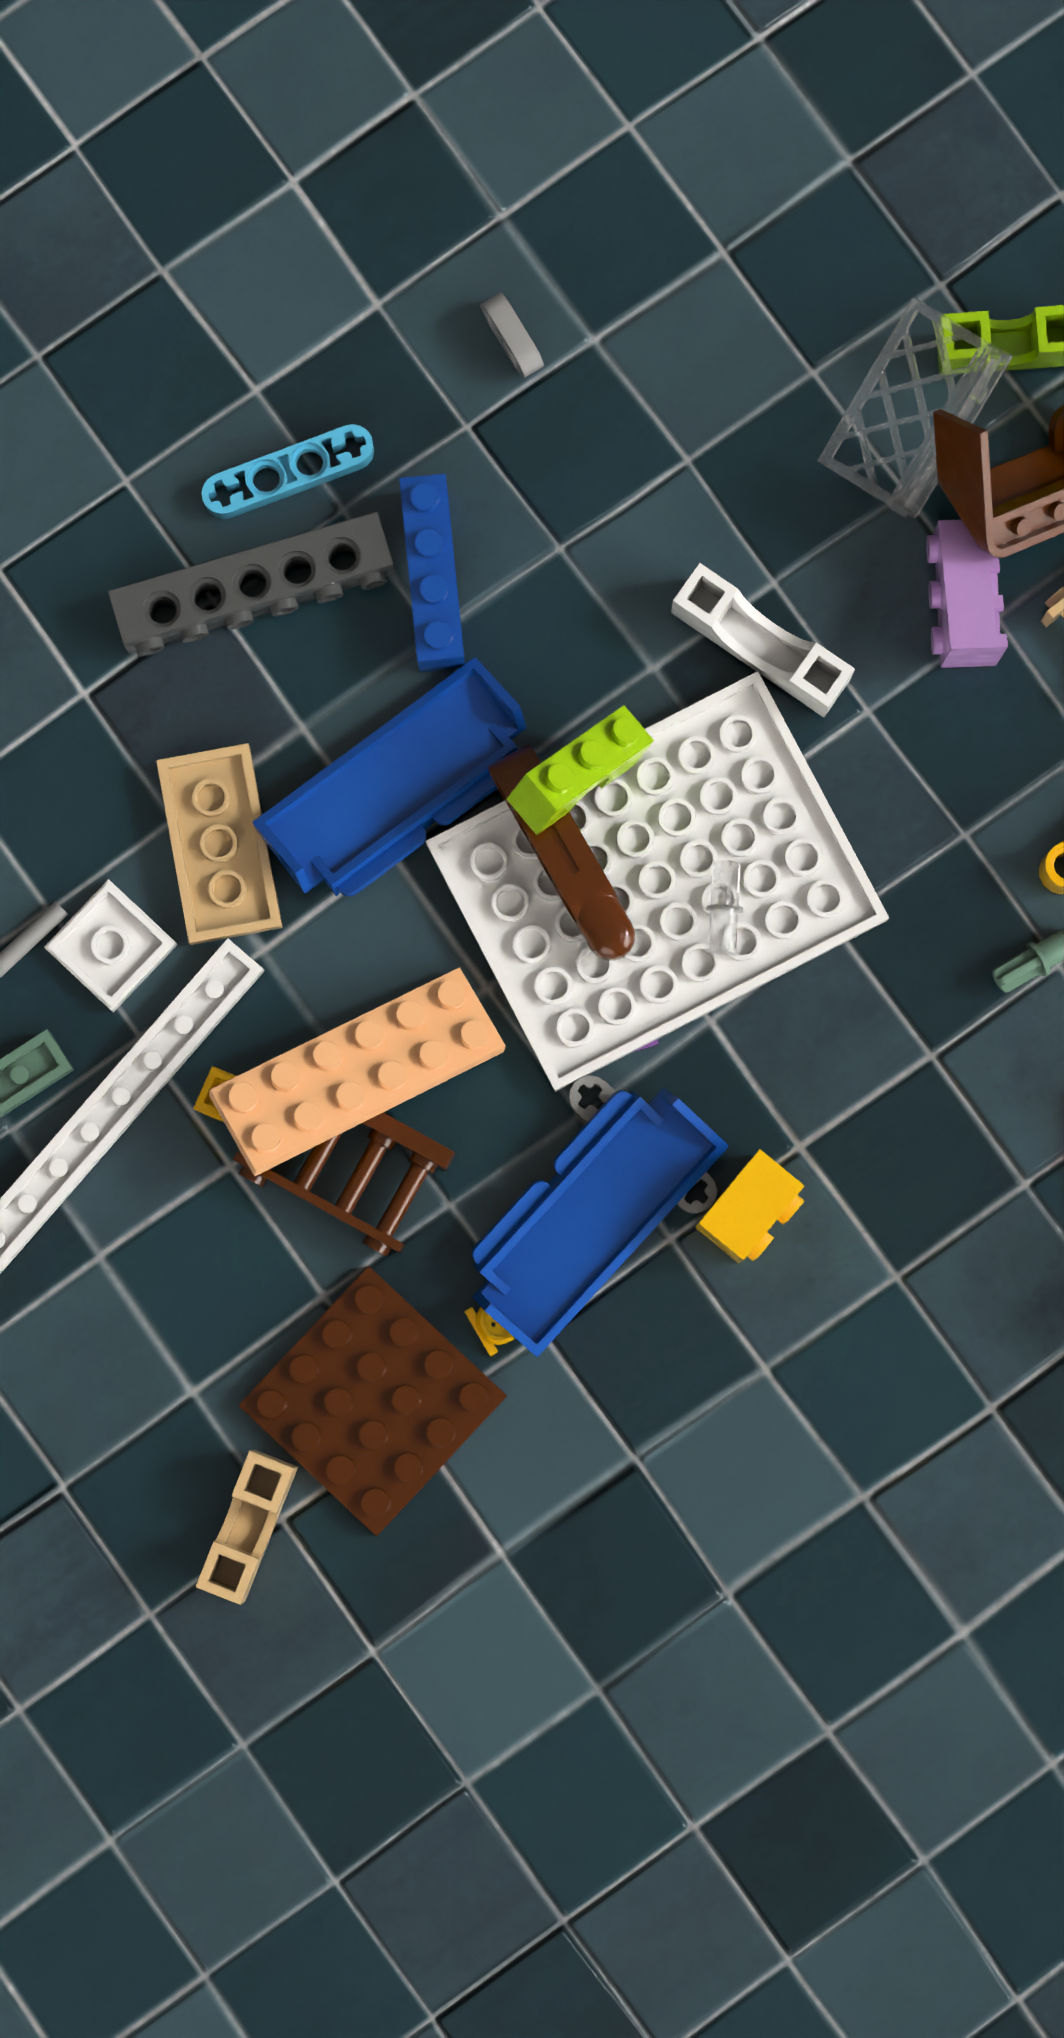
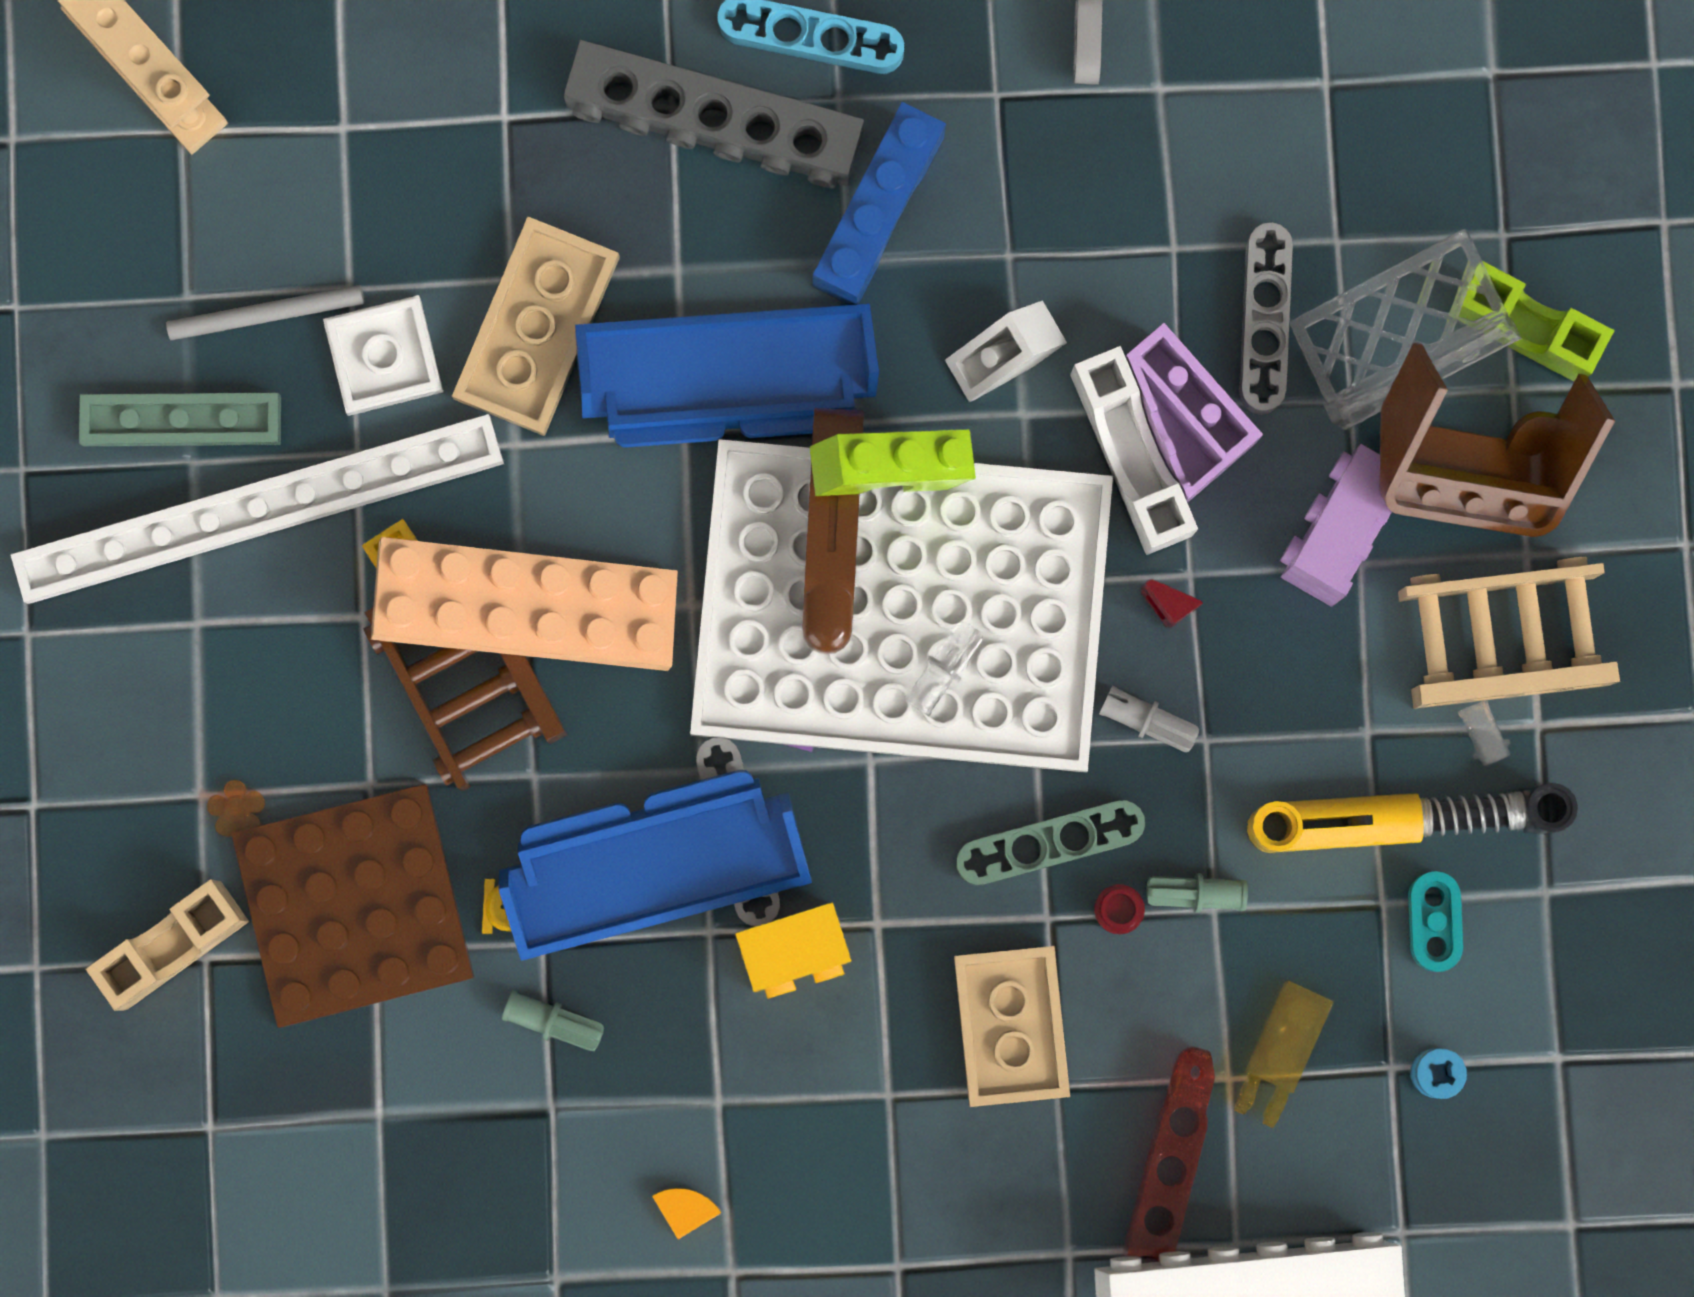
camera: 25 degrees right, 0 degrees up
(228, 1383) = (235, 808): none -> clear orange plant
(593, 1389) = (553, 1021): none -> sand green axle
(607, 625) = (1005, 350): none -> white slope
(786, 581) = (1188, 412): none -> lavender wedge
(791, 472) = (1262, 318): none -> light grey beam
(795, 1470) = (685, 1209): none -> light orange tile
(866, 743) = (1169, 603): none -> dark red slope
(898, 997) = (1048, 837): none -> sand green beam
(911, 846) = (1149, 720): none -> light grey axle
(959, 1159) = (1011, 1026): none -> tan plate
(984, 1012) = (1119, 909): none -> dark red plate

